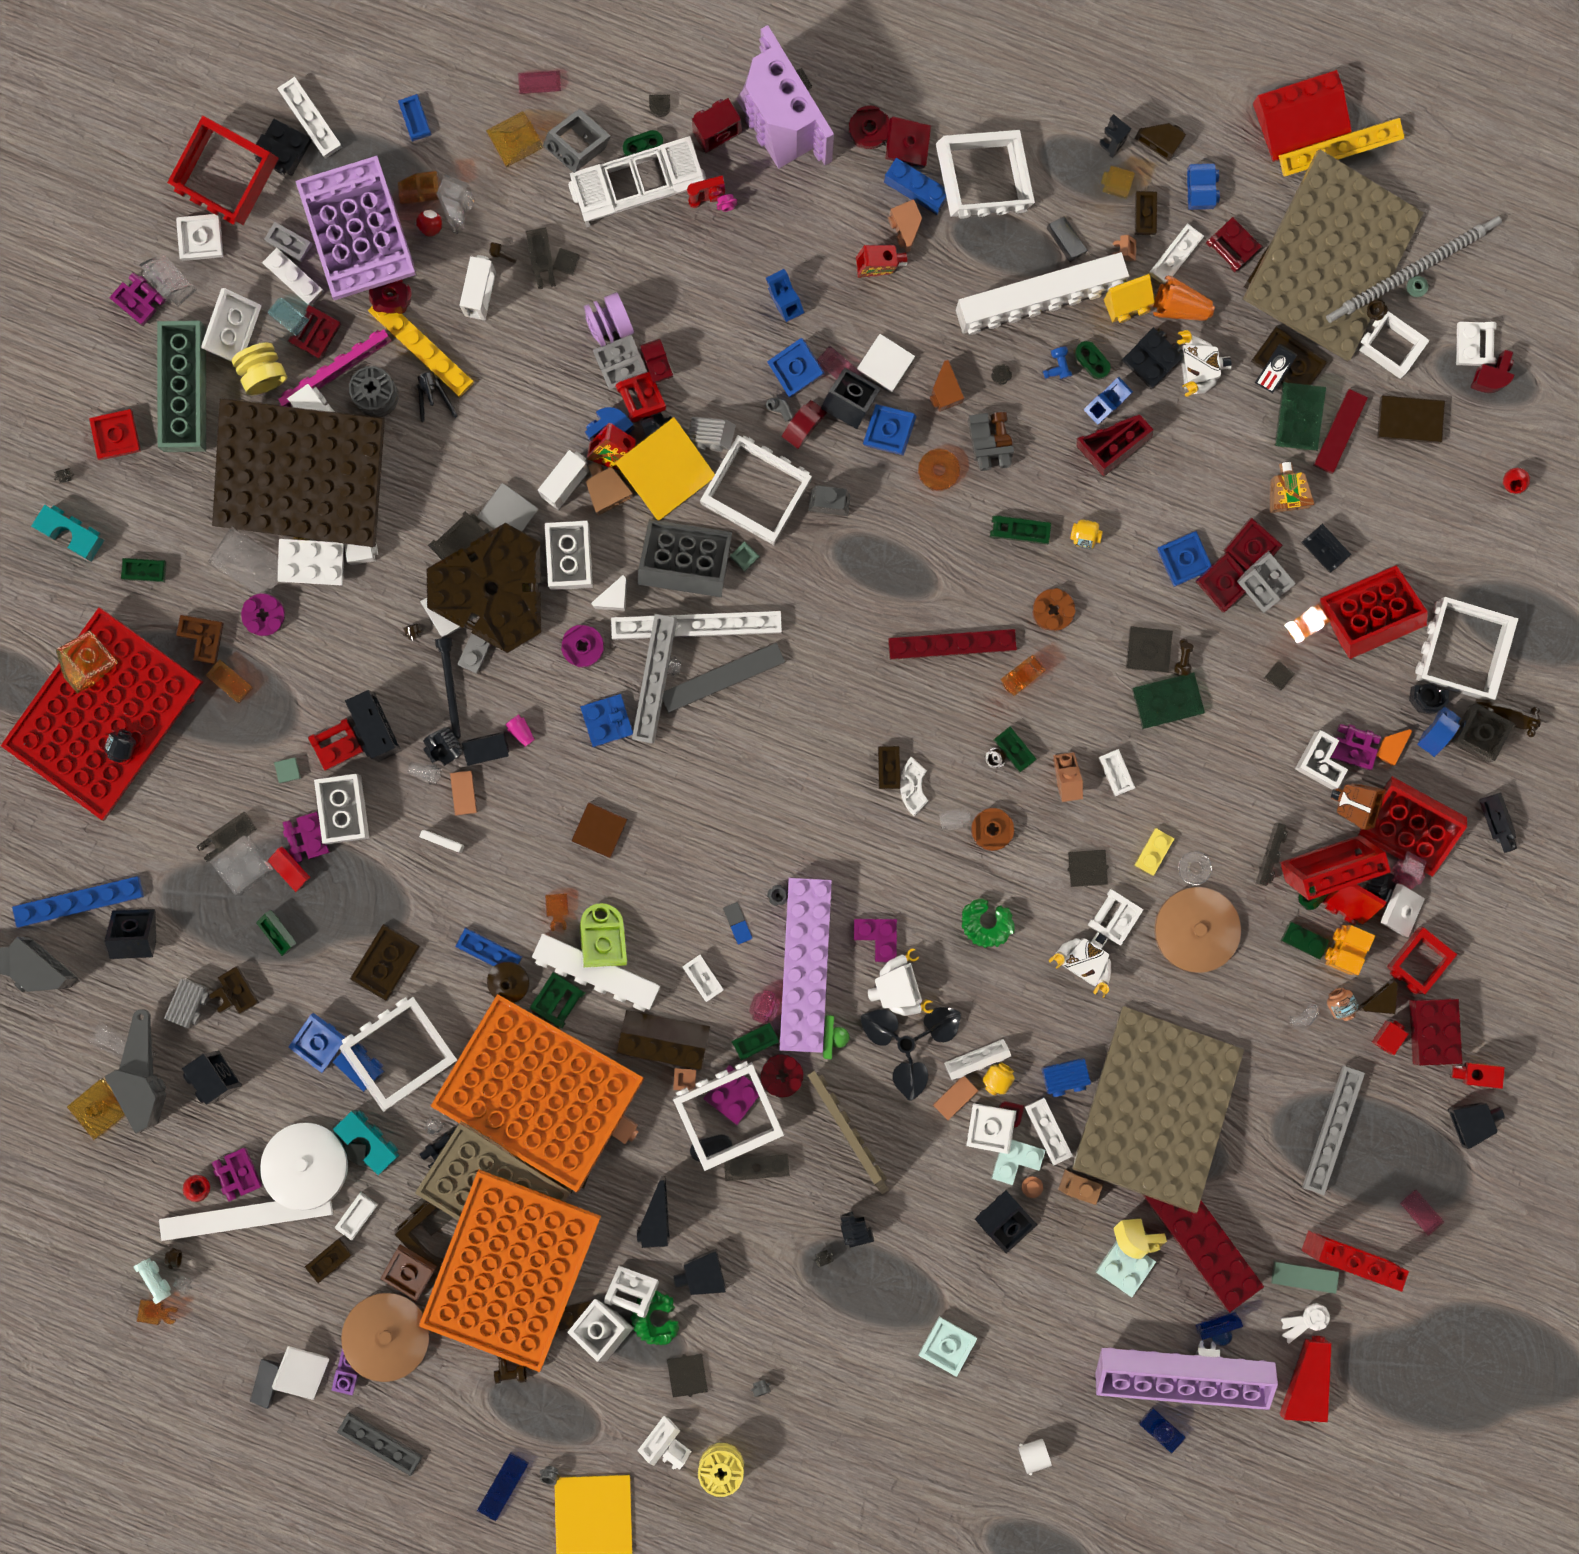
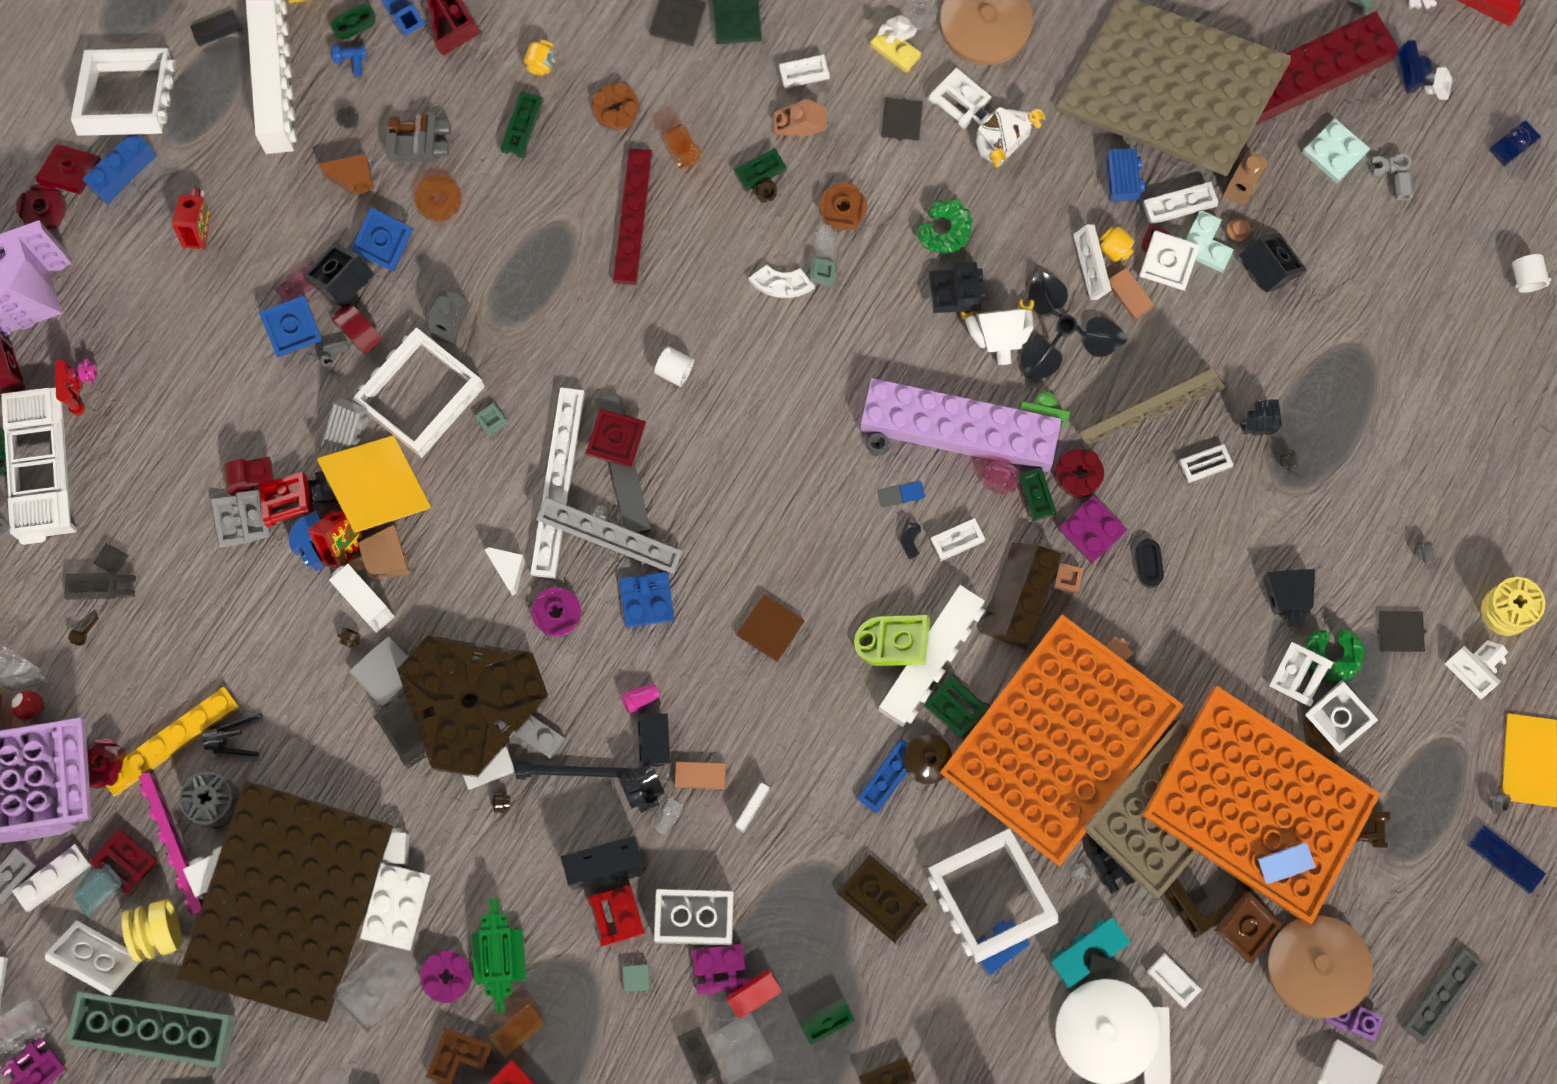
camera: 75 degrees left, 10 degrees down
(284, 654) = (498, 956): none -> green piece
(317, 1042) = (964, 991): hinge -> none
(328, 1260) = (1222, 1021): dark brown plate -> none
(461, 1298) = (1286, 863): none -> light blue slope
(478, 287) = (117, 659): white window -> none
(532, 476) = (349, 637): none -> dark brown plate
(557, 907) = (850, 690): clear orange plate -> none
(568, 555) = (449, 607): white brick -> none
(608, 319) = (189, 517): lavender wheel -> none
(655, 1225) = (1222, 632): black slope -> none
(684, 558) = (480, 482): dark grey slope -> none
(697, 935) = (907, 539): none -> black arm
(742, 667) = (615, 438): none -> dark red plate
(744, 1146) = (1154, 524): white window -> none
(770, 1165) = (1178, 502): clear smoke tile -> none
(784, 295) = (209, 326): blue brick -> none
(801, 1169) = (1187, 470): none -> white tile
(816, 706) = (674, 366): none -> white piece
(883, 932) = (938, 339): magenta plate -> none
(885, 363) = (307, 233): white tile -> none
(889, 767) = (756, 302): dark brown plate -> none
(907, 222) = (157, 185): nougat slope -> none
(928, 821) = (822, 271): none -> sand green tile
(931, 942) = (957, 288): none -> black plate
(947, 1346) = (1401, 345): light aqua plate -> none
(1105, 1331) = (1400, 166): none -> light grey bar
(1134, 1242) = (1308, 133): light yellow brick -> none
(1172, 850) = (899, 28): none -> white plate
(1186, 1378) = (1464, 105): lavender brick -> none

